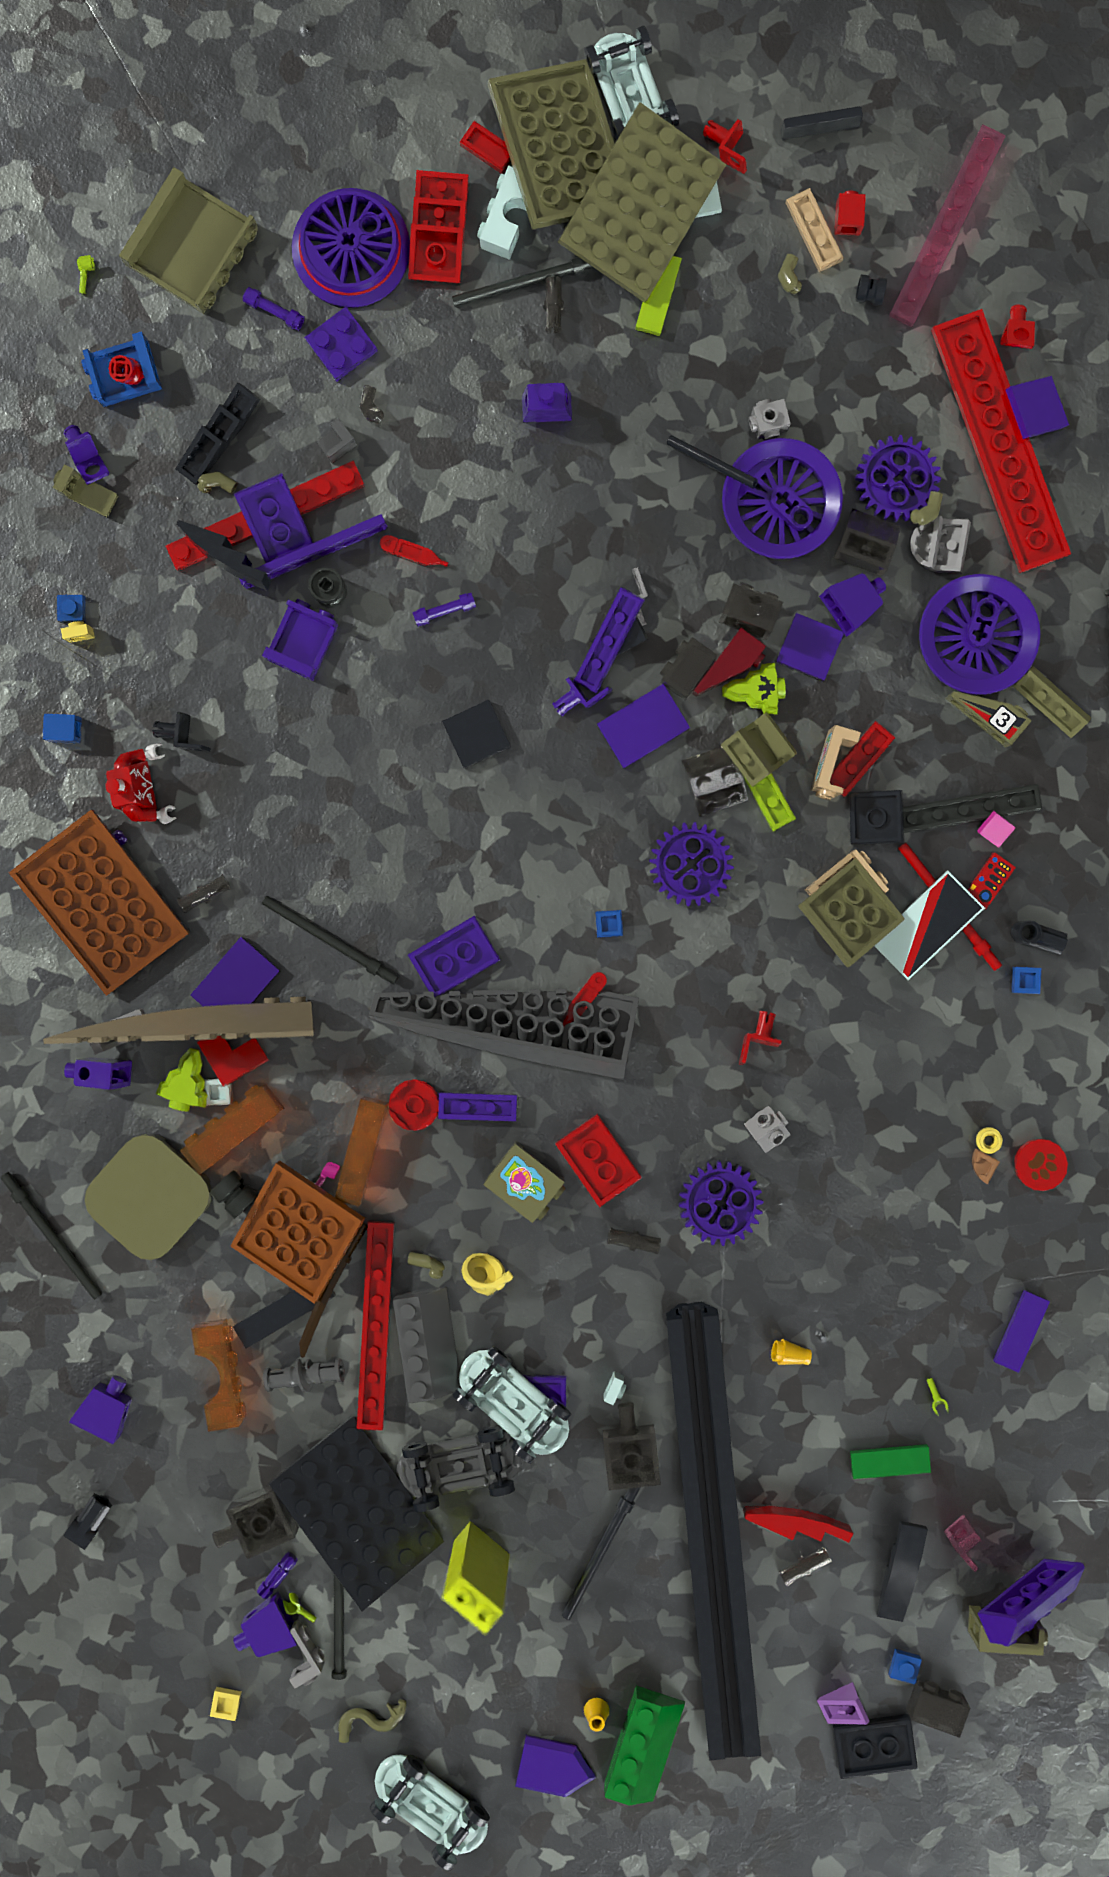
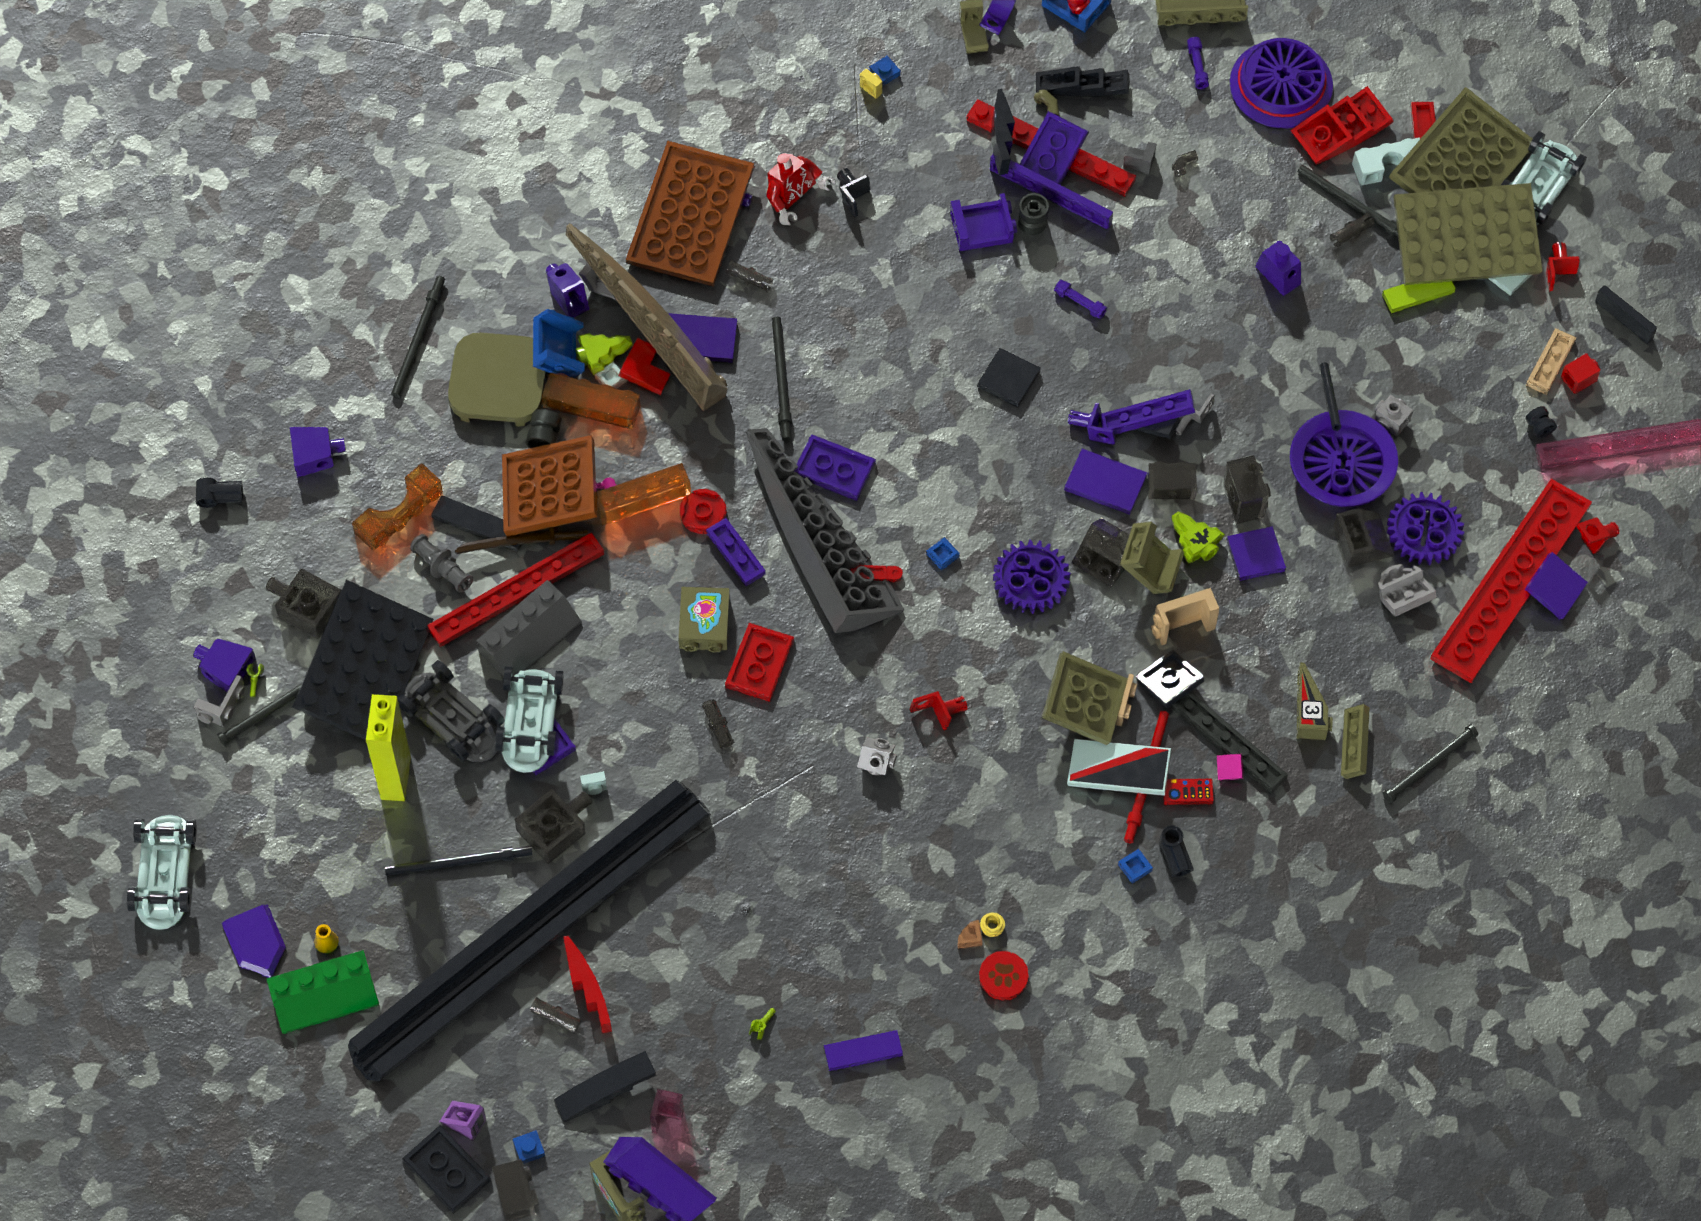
camera: 55 degrees right, 25 degrees down
(62, 728) = (795, 115): blue panel -> none
(153, 1124) = (556, 343): none -> blue panel
(225, 1703) = (142, 674): light yellow plate -> none
(277, 1575) = (271, 646): dark purple axle -> none
(341, 344) = (1210, 119): dark purple plate -> none
(346, 1720) = (185, 769): olive animal -> none
(410, 551) = (1103, 252): red piece -> none
(422, 1260) = (592, 595): olive arm -> none
(485, 1273) = (612, 634): light yellow hat -> none
(735, 660) = (1201, 505): dark red slope -> none
(742, 1213) = (790, 744): dark purple gear -> none
(771, 802) = (1123, 601): lime tile -> none
(787, 276) = (1504, 363): olive arm -> none
(789, 1353) = (715, 890): yellow cone -> none
(853, 601) = (1313, 556): dark purple torso -> none
(861, 757) = (1203, 642): red tile -> none
(890, 1461) = (685, 1024): green tile -> none
(928, 512) = (1417, 559): olive arm -> none
(963, 677) = (1360, 656): dark purple piece -> none

